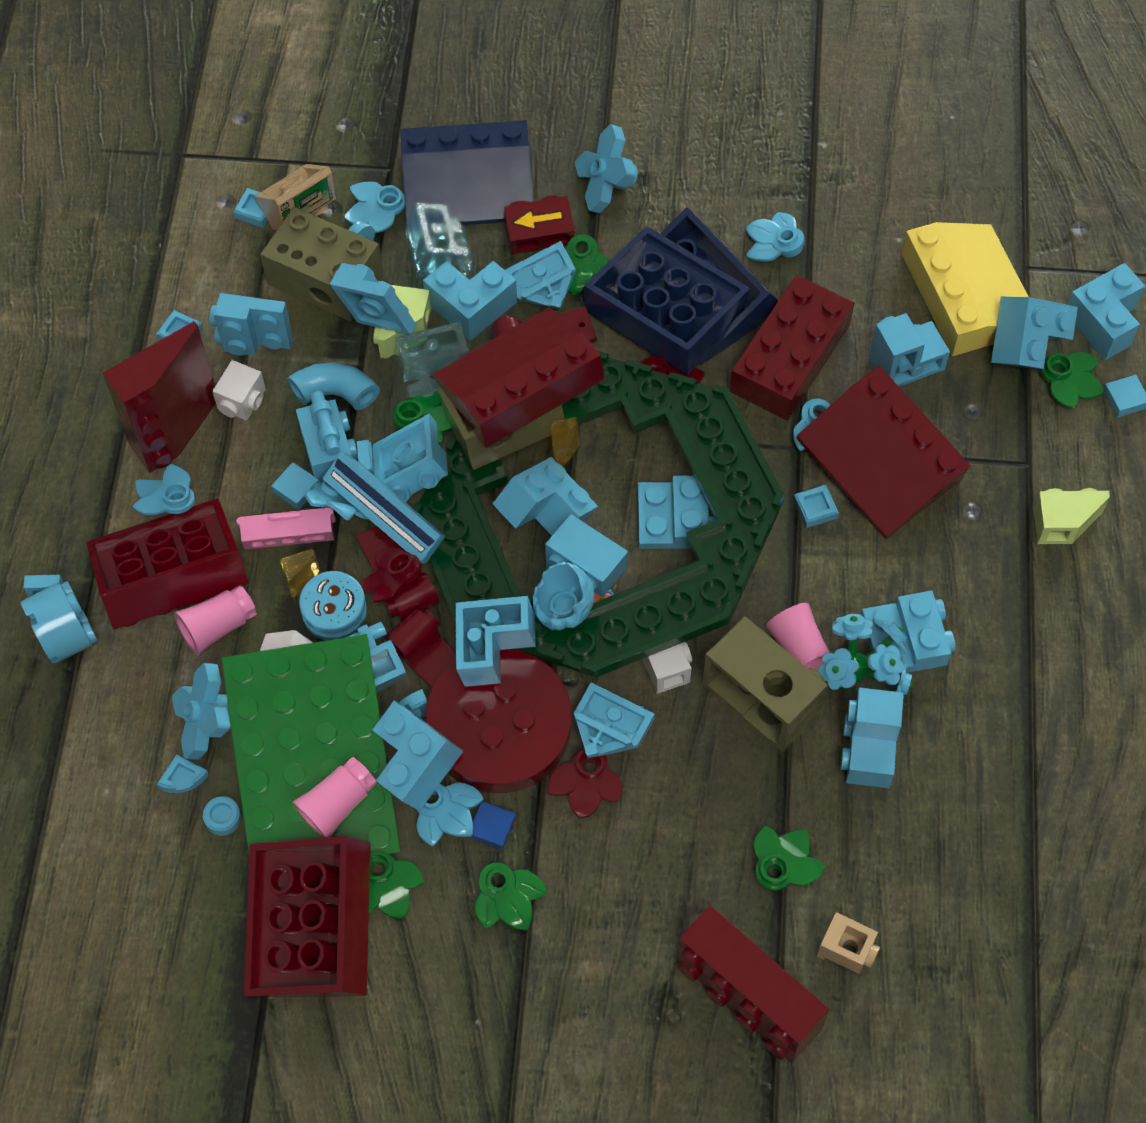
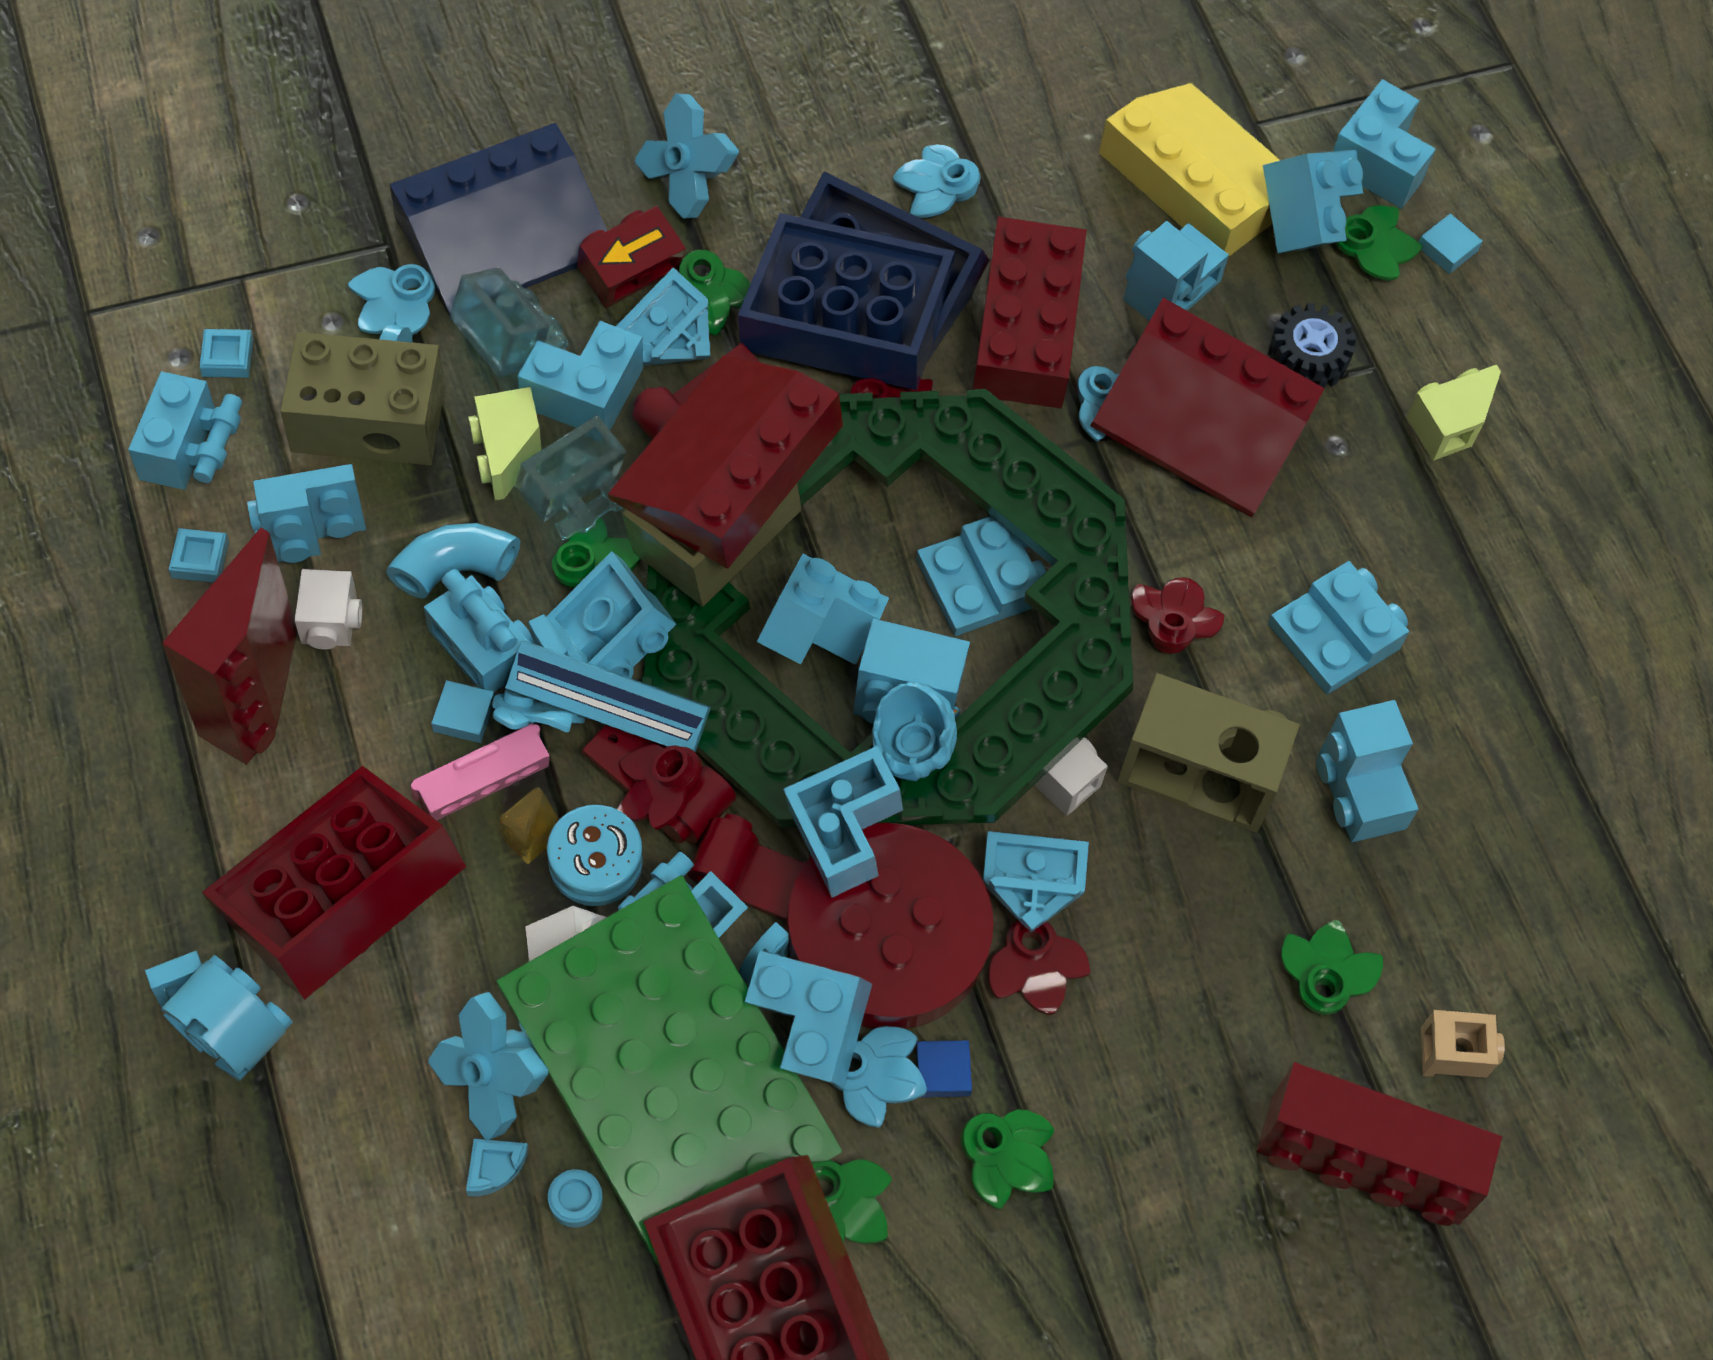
camera: 30 degrees left, 0 degrees up
(165, 495) = (284, 789): medium azure plate -> none
(201, 248) = (175, 431): none -> medium azure brick
(214, 618) = (440, 932): bright pink plant -> none
(306, 189) = (290, 303): tan slope -> none
(335, 797) = (738, 1113): bright pink plant -> none
(371, 300) = (470, 425): medium azure plate -> none
(564, 439) = (813, 524): clear yellow slope -> none
(796, 584) = (1175, 614): none -> dark red plate
(799, 635) = (1217, 670): bright pink plant -> none
(815, 506) = (1151, 505): medium azure tile -> none
(882, 663) = (1304, 691): medium azure plant -> none
(990, 424) = (1313, 331): none -> black wheel

